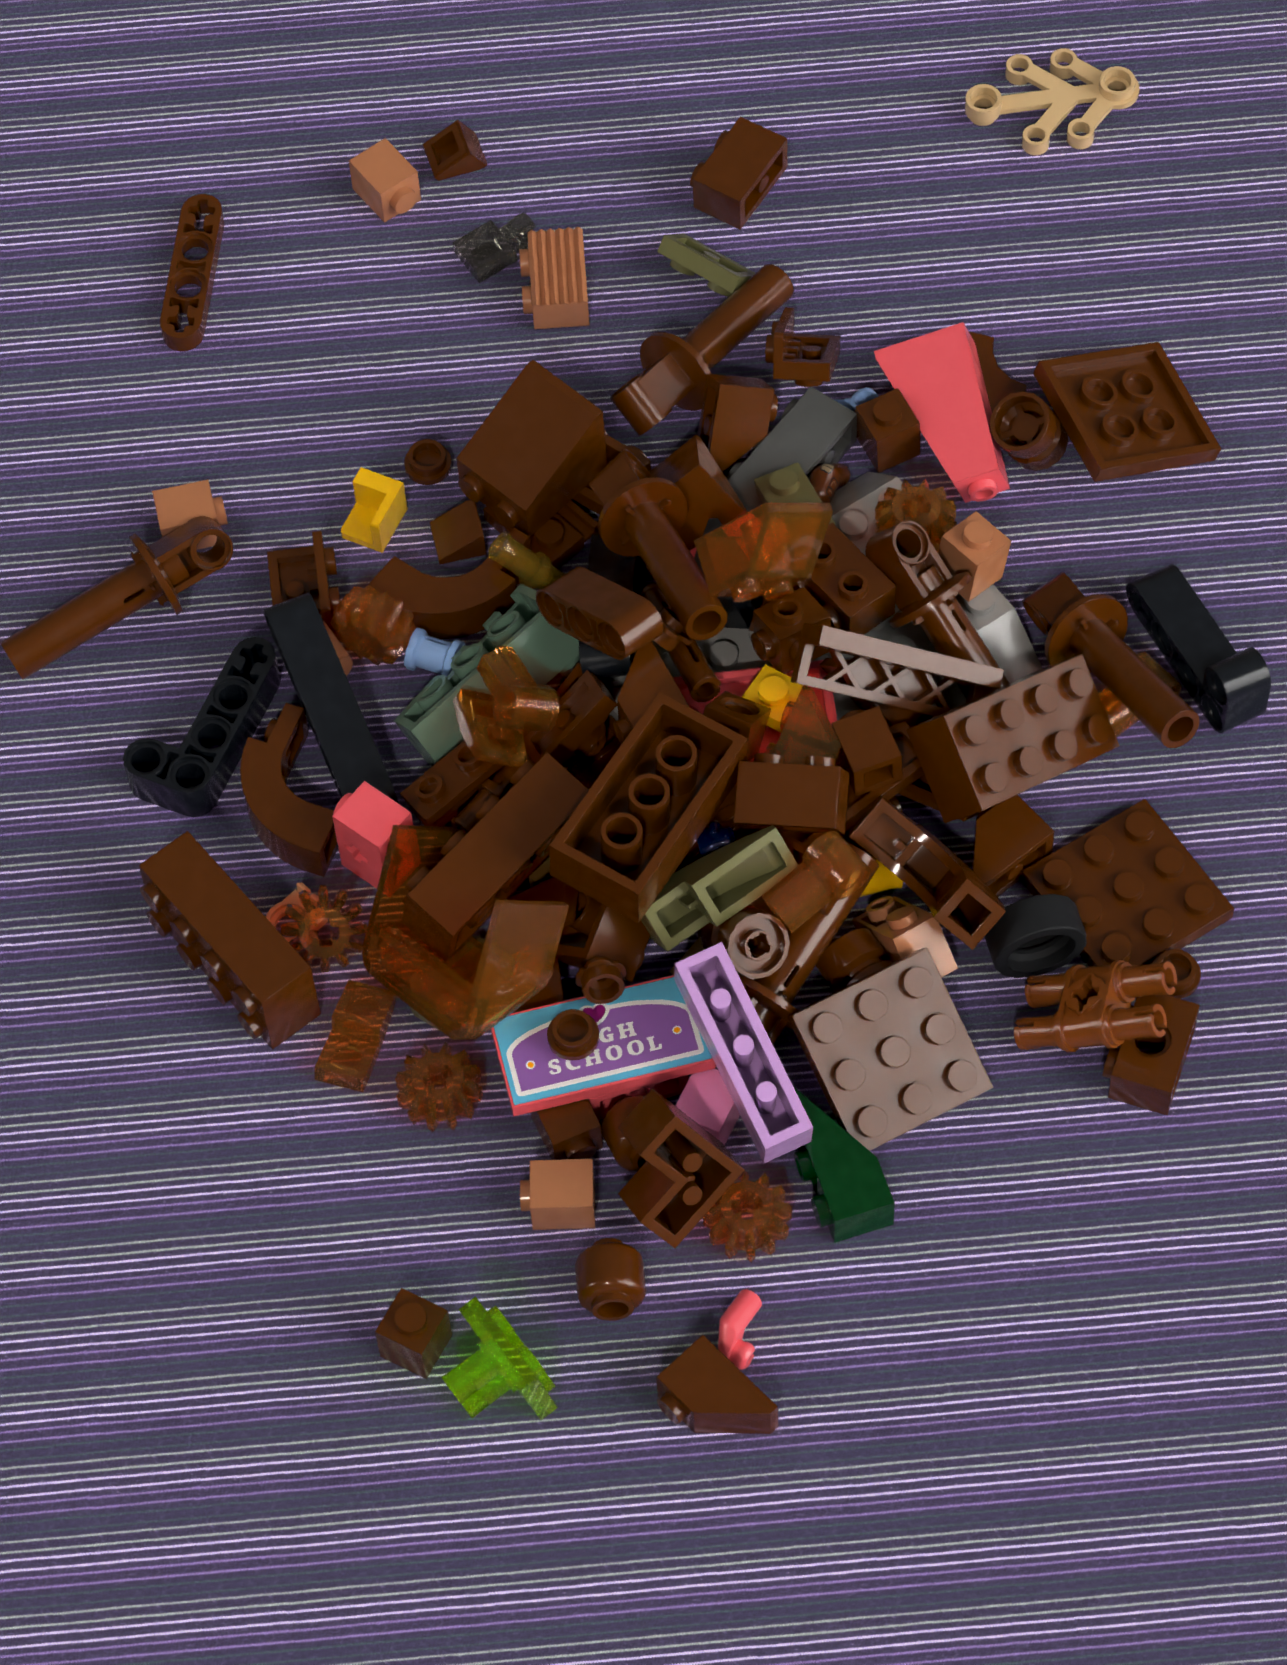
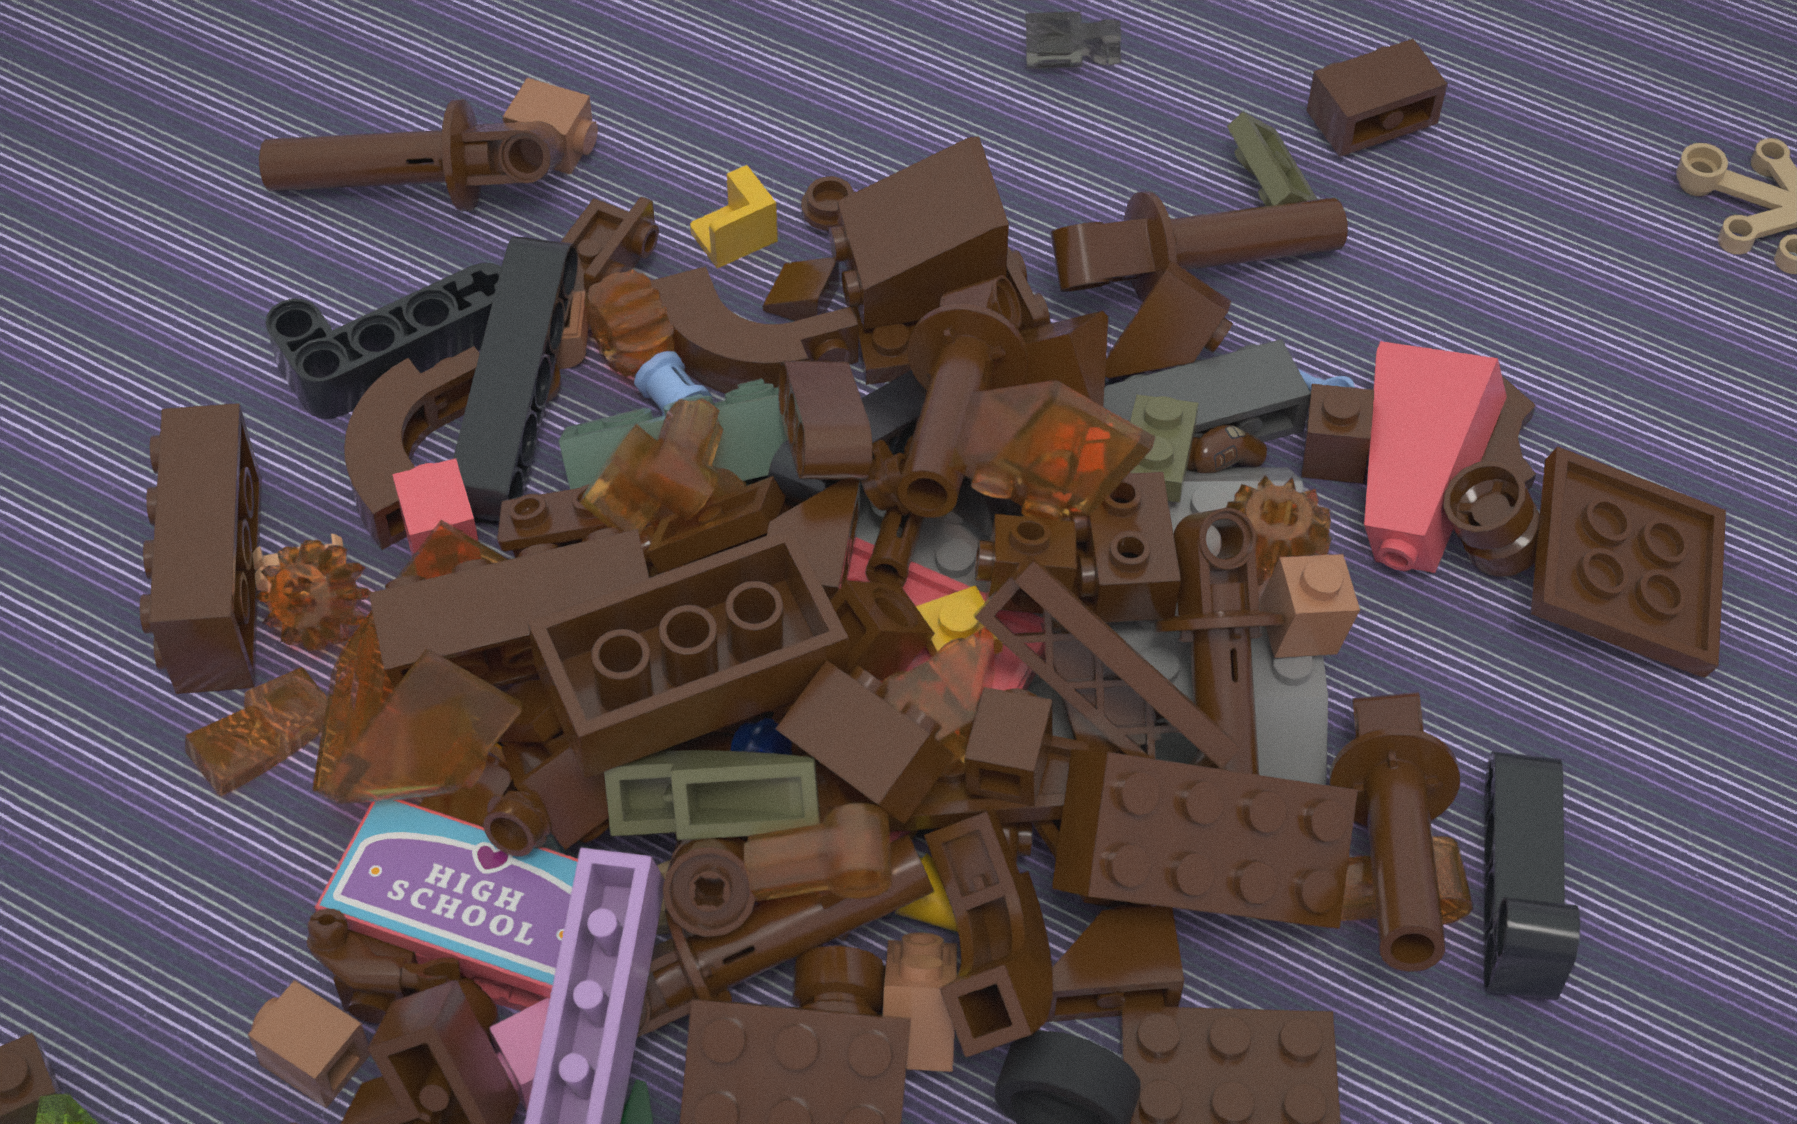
camera: 30 degrees right, 5 degrees down
(439, 1105) = (287, 839): clear orange gear -> none
(531, 568) = (827, 341): clear yellow pin -> none
(556, 277) = (1104, 100): nougat brick -> none
(572, 1126) = (364, 970): none -> reddish brown arm
(573, 1035) = (439, 865): reddish brown plate -> none
(800, 357) = (1292, 303): reddish brown bracket -> none

